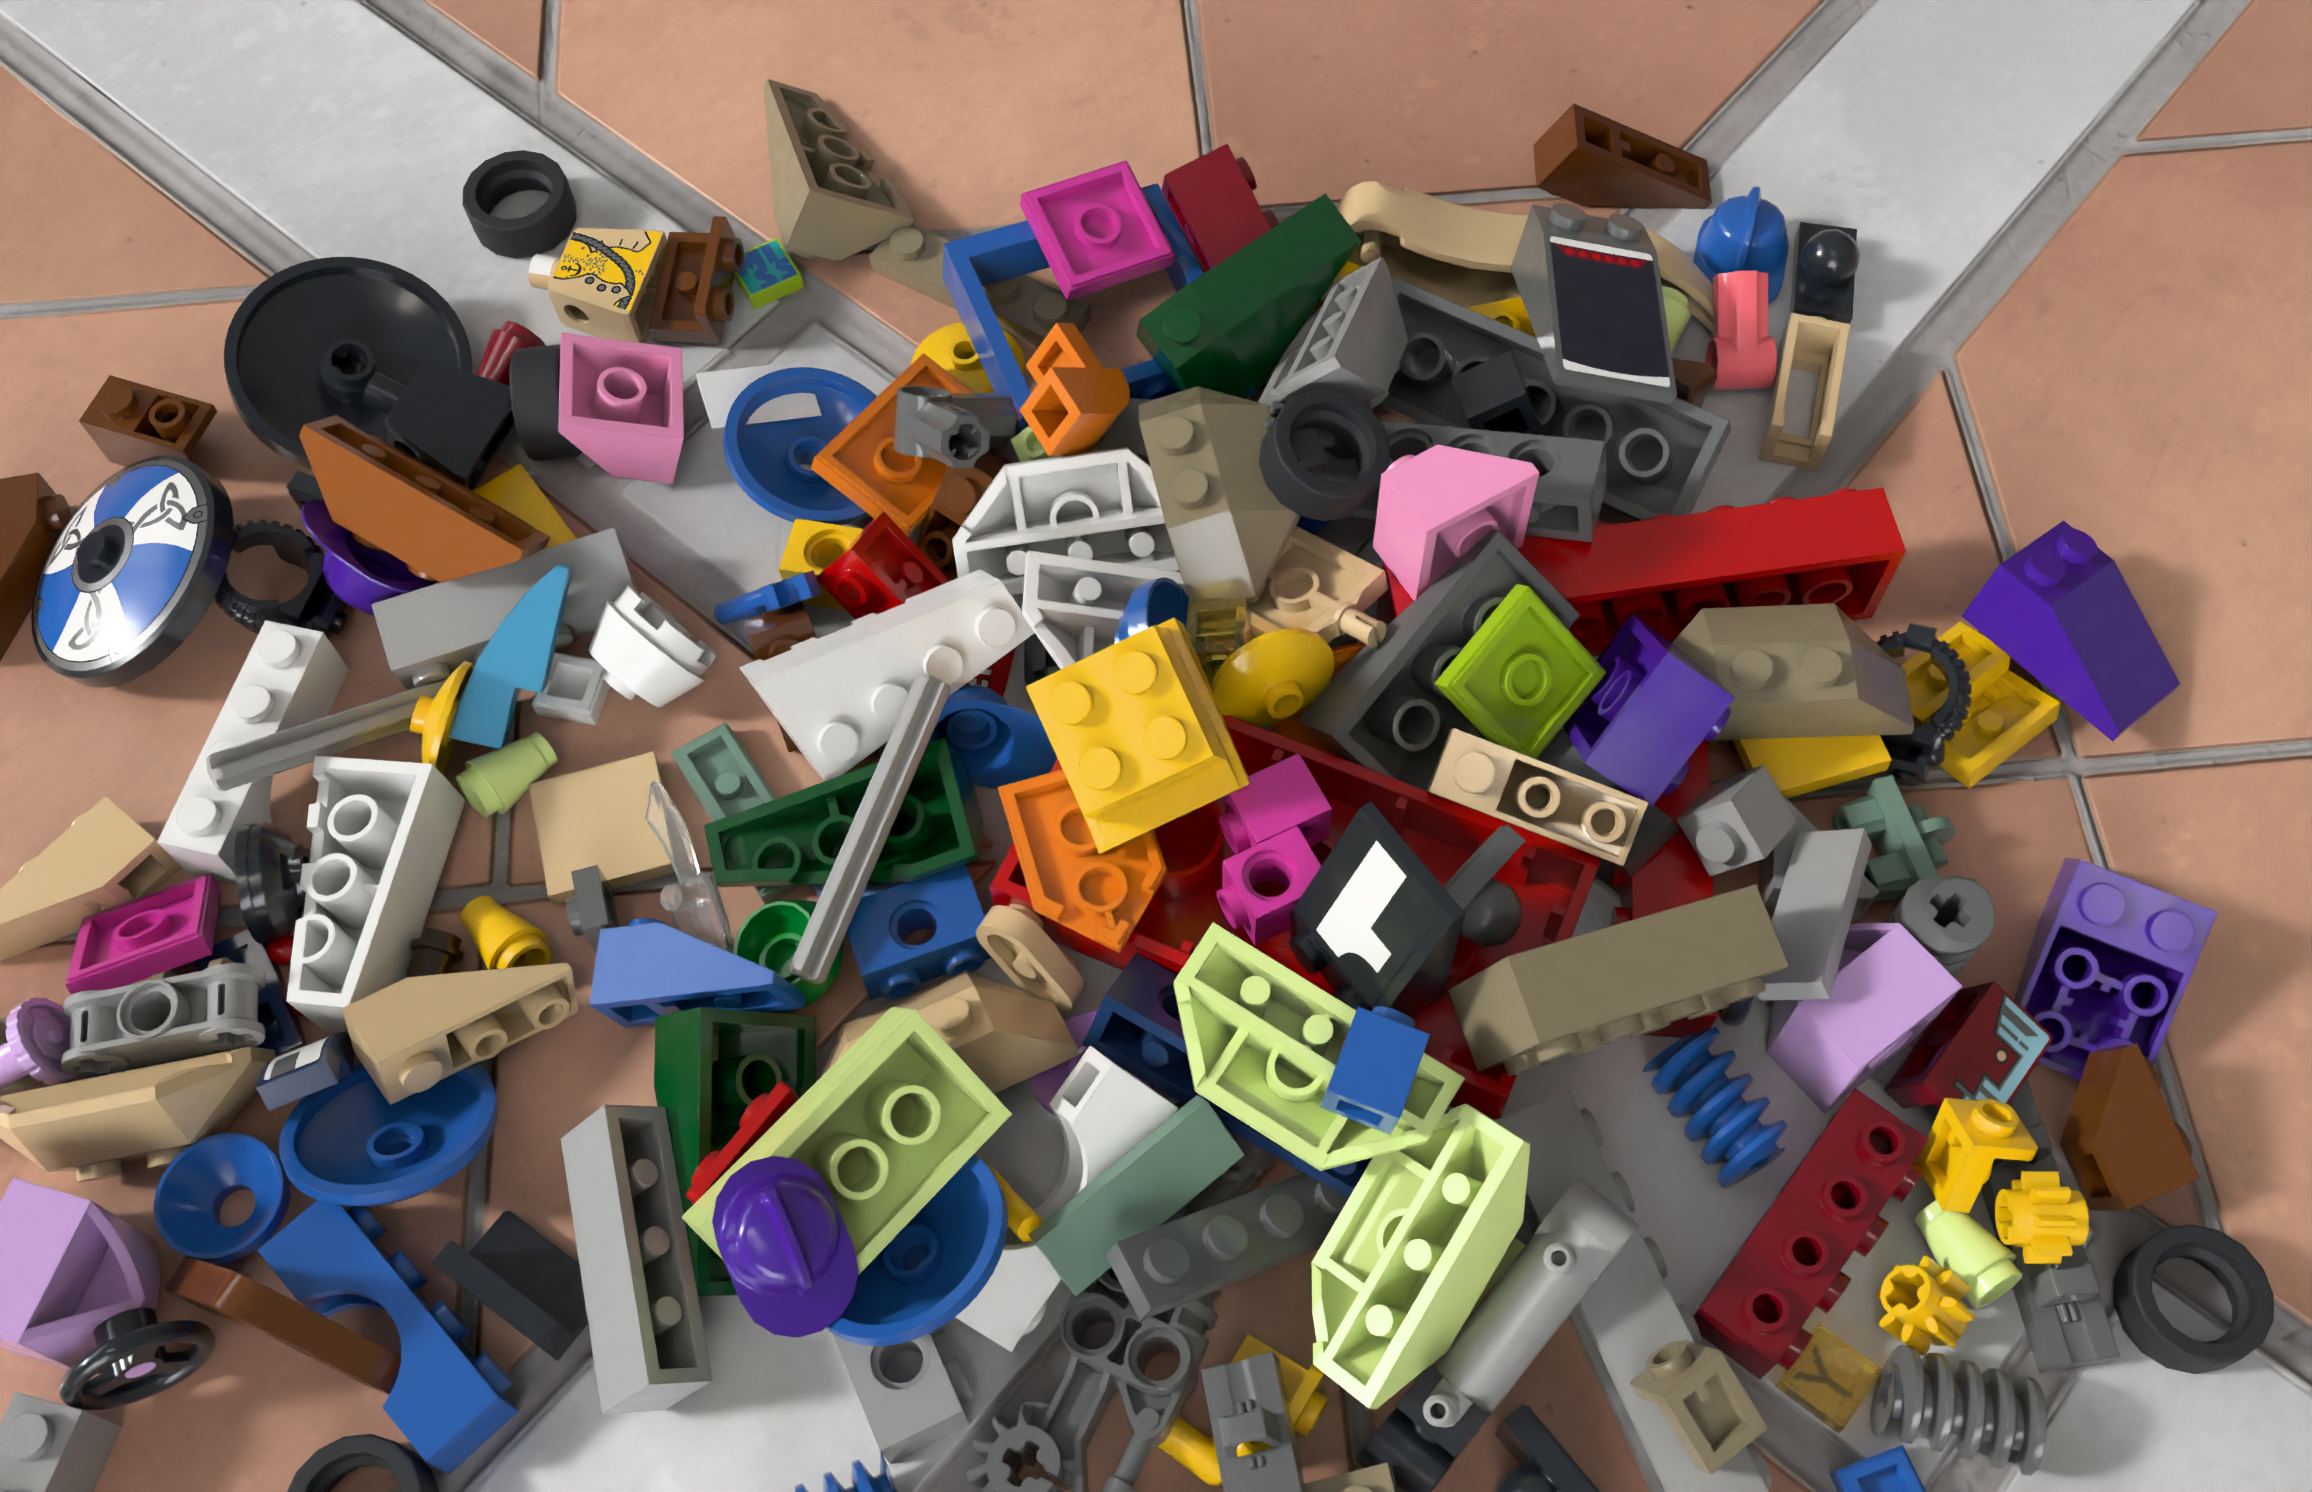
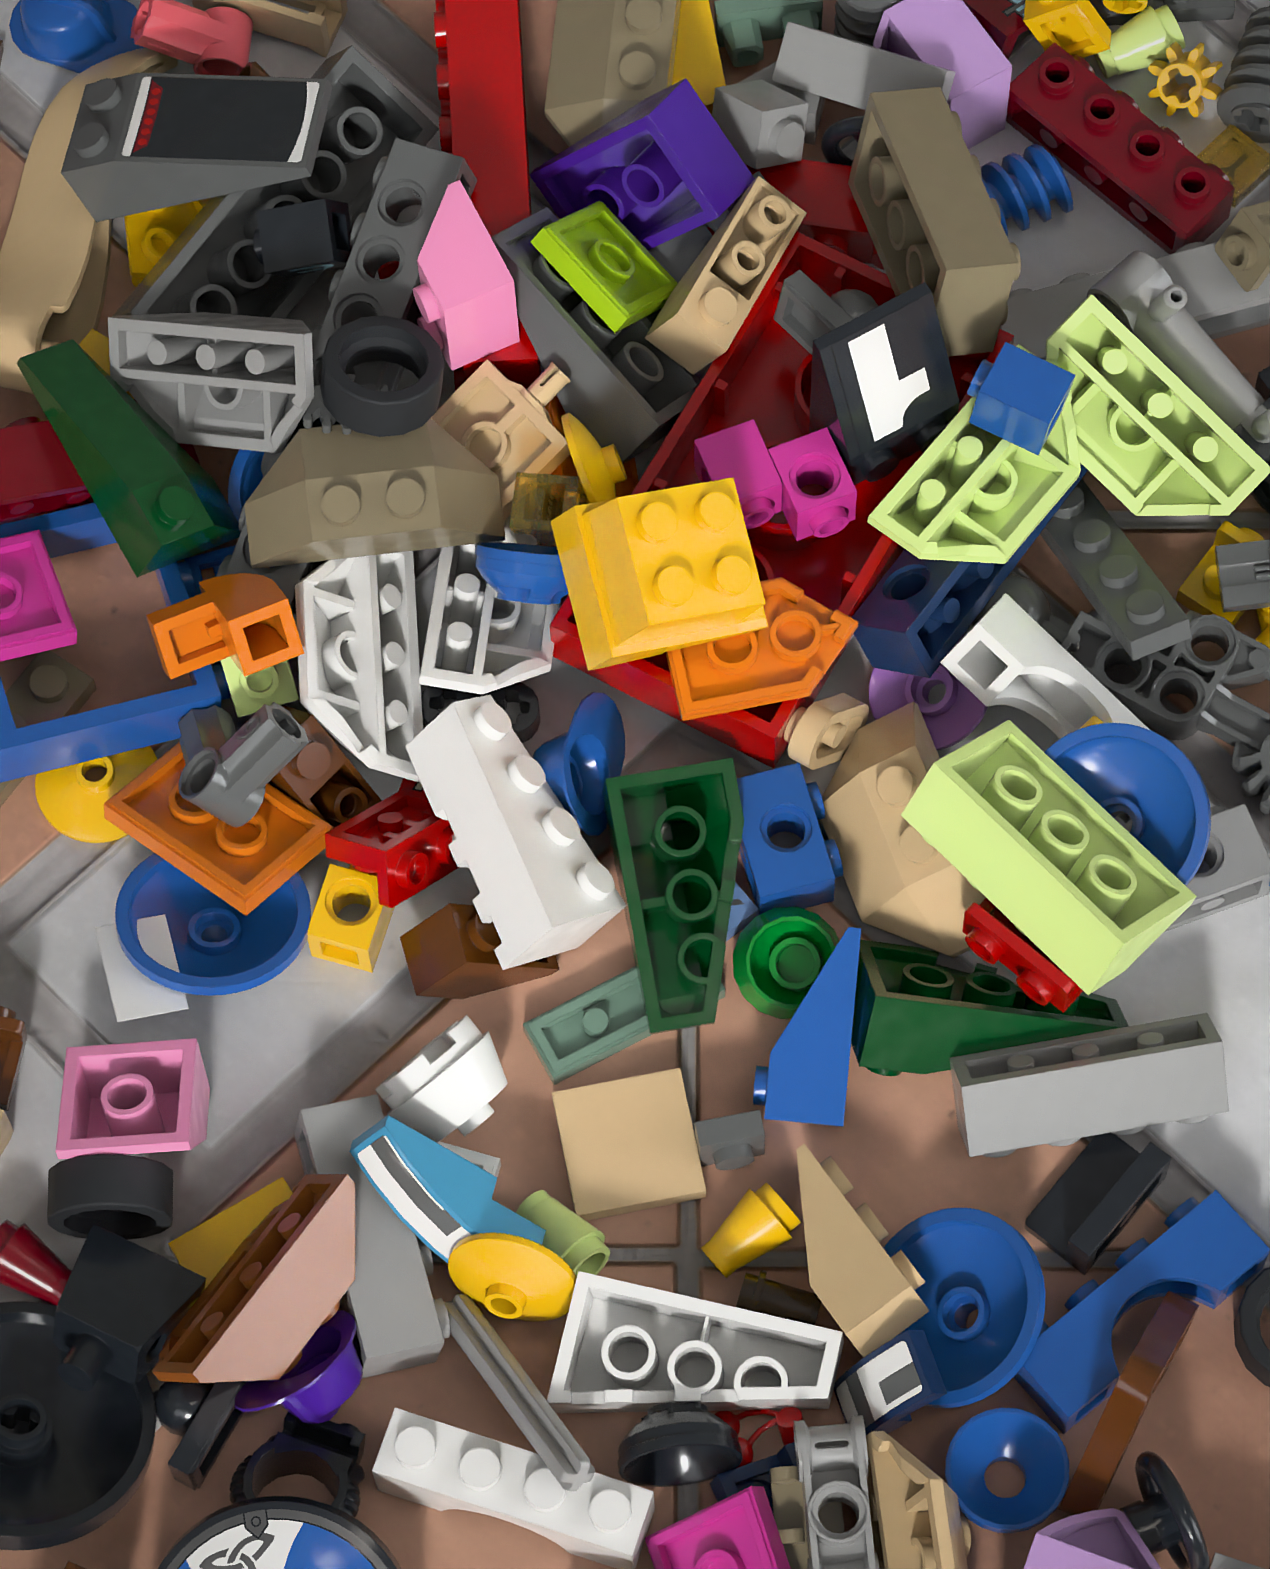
camera: 85 degrees left, 5 degrees up
(696, 900) = (723, 1047): clear piece -> none
(768, 598) = (394, 948): blue piece -> none
(785, 1246) = (1131, 883): dark purple piece -> none
(869, 830) = (694, 849): light grey axle -> none
(1137, 1193) = (1076, 637): sand green tile -> none

